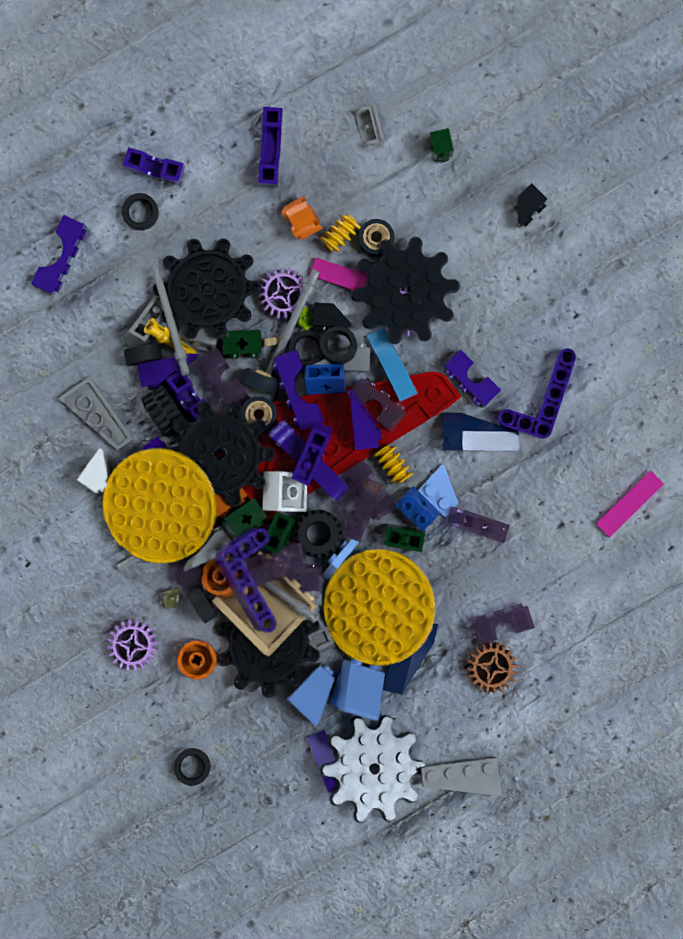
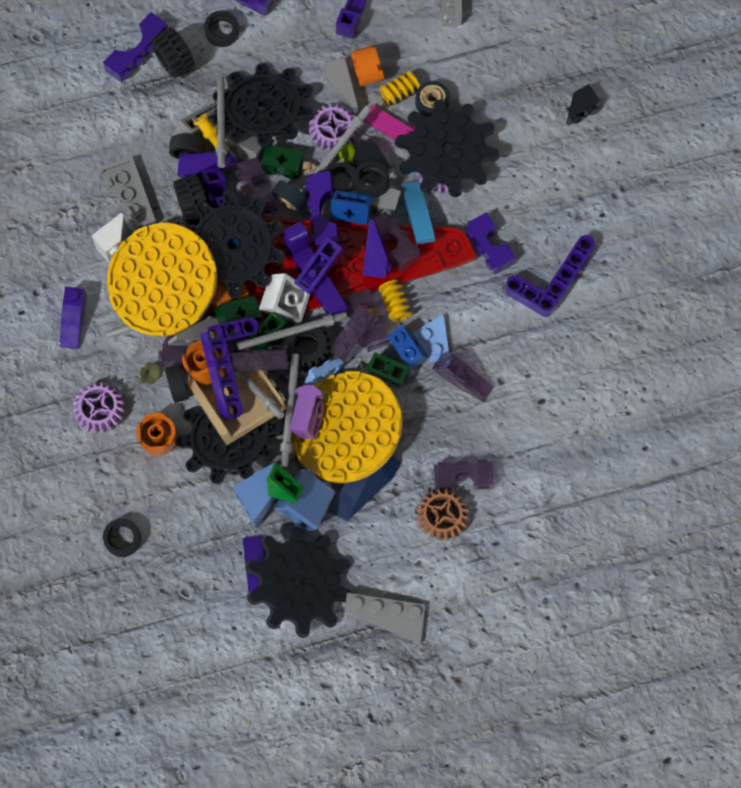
camera: 15 degrees right, 15 degrees down
(79, 560) = (72, 317): none -> dark purple slope
(99, 256) = (172, 52): none -> black tyre
(262, 403) = (283, 214): wheel -> none
(277, 241) = (340, 83): none -> light grey slope
(326, 643) = (286, 447): none -> light grey bar
(333, 506) = (327, 320): none -> light grey bar
(337, 690) = (283, 485): none -> green slope
(338, 603) = (307, 412): none -> medium lavender piece
(441, 145) = (512, 32): dark green brick -> none
(470, 433) = (478, 295): dark blue wedge -> none
(629, 503) = (615, 395): dark pink tile -> none

